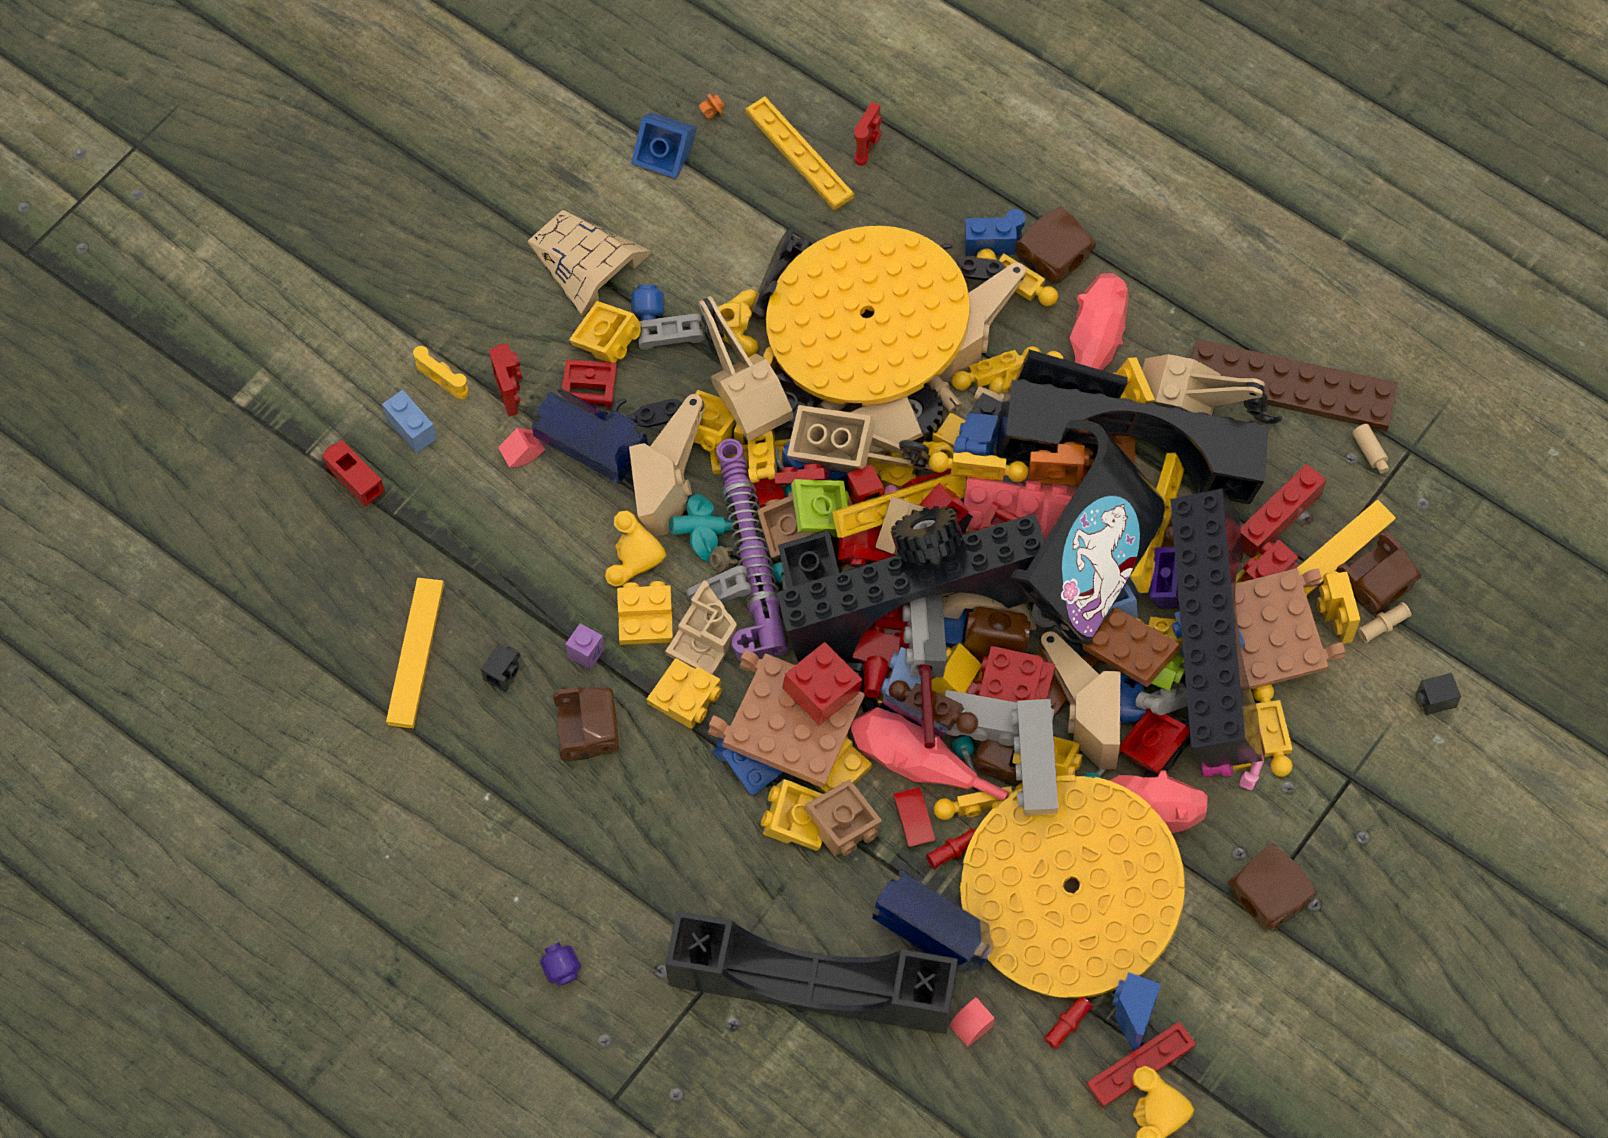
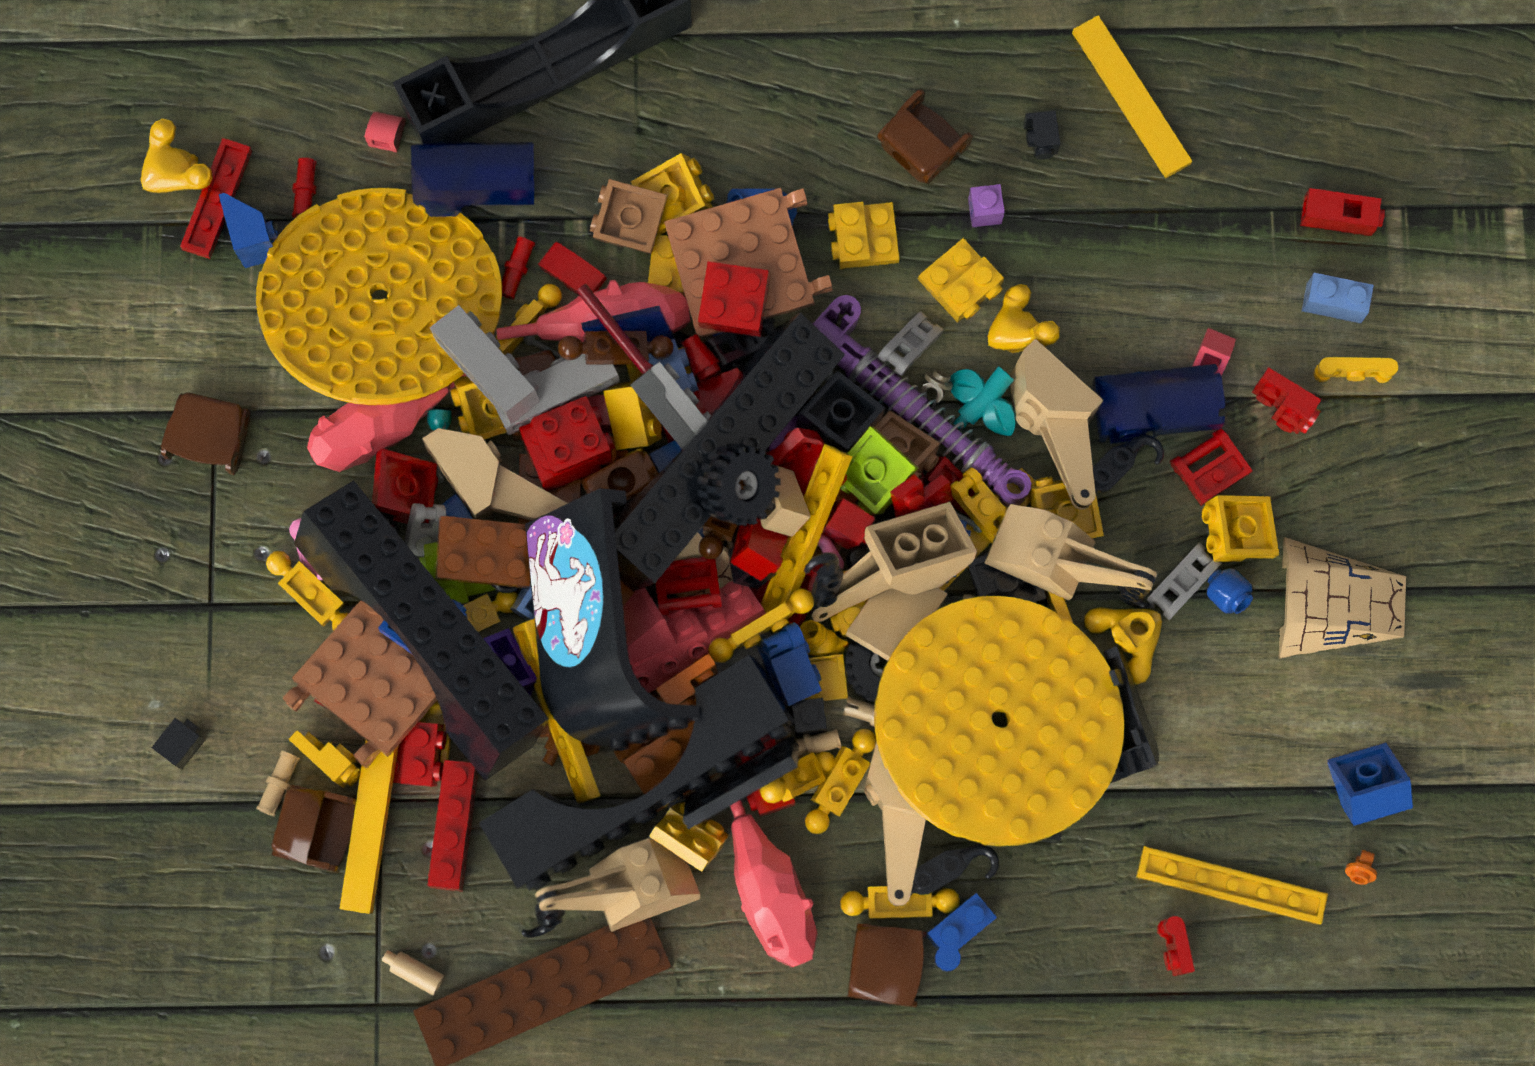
camera: 140 degrees right, 15 degrees up
(703, 632) = (891, 293): tan slope -> none

